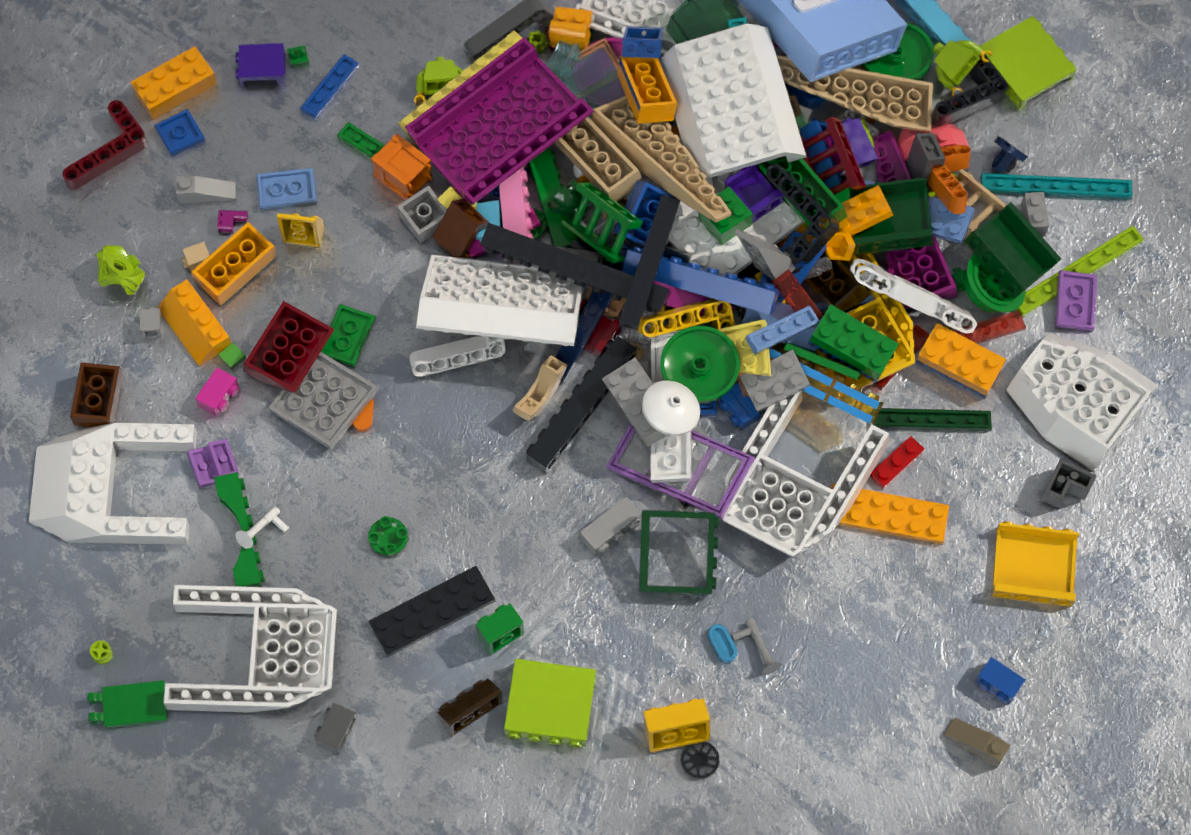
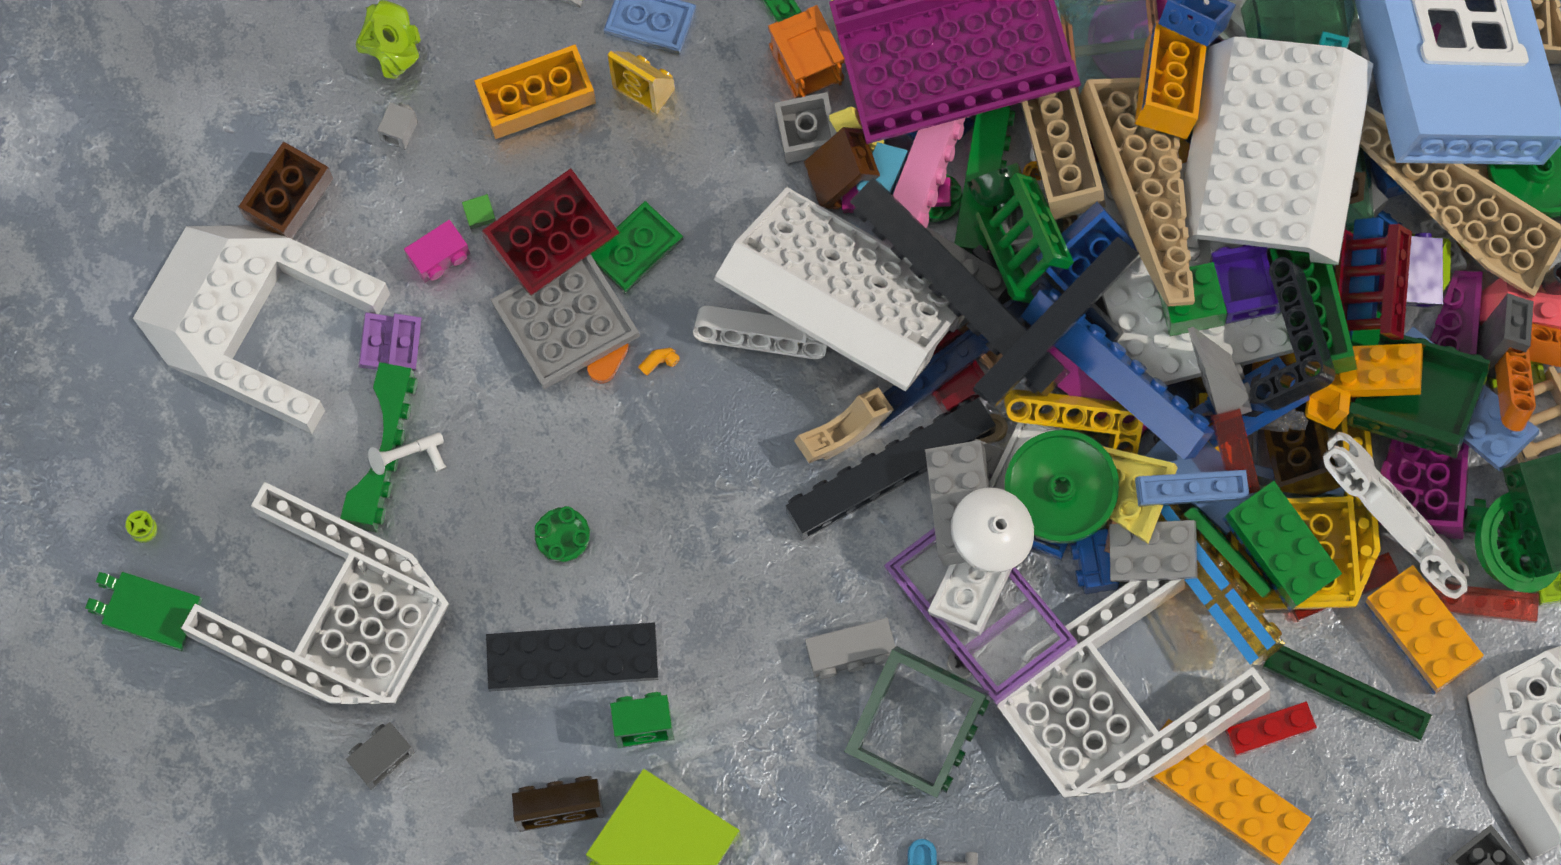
camera: 30 degrees right, 5 degrees up
(193, 323) = (450, 148): light orange slope -> none
(194, 255) = (492, 60): tan brick -> none
(227, 218) = (556, 27): magenta piece -> none
(397, 397) = (657, 357): none -> light orange arm

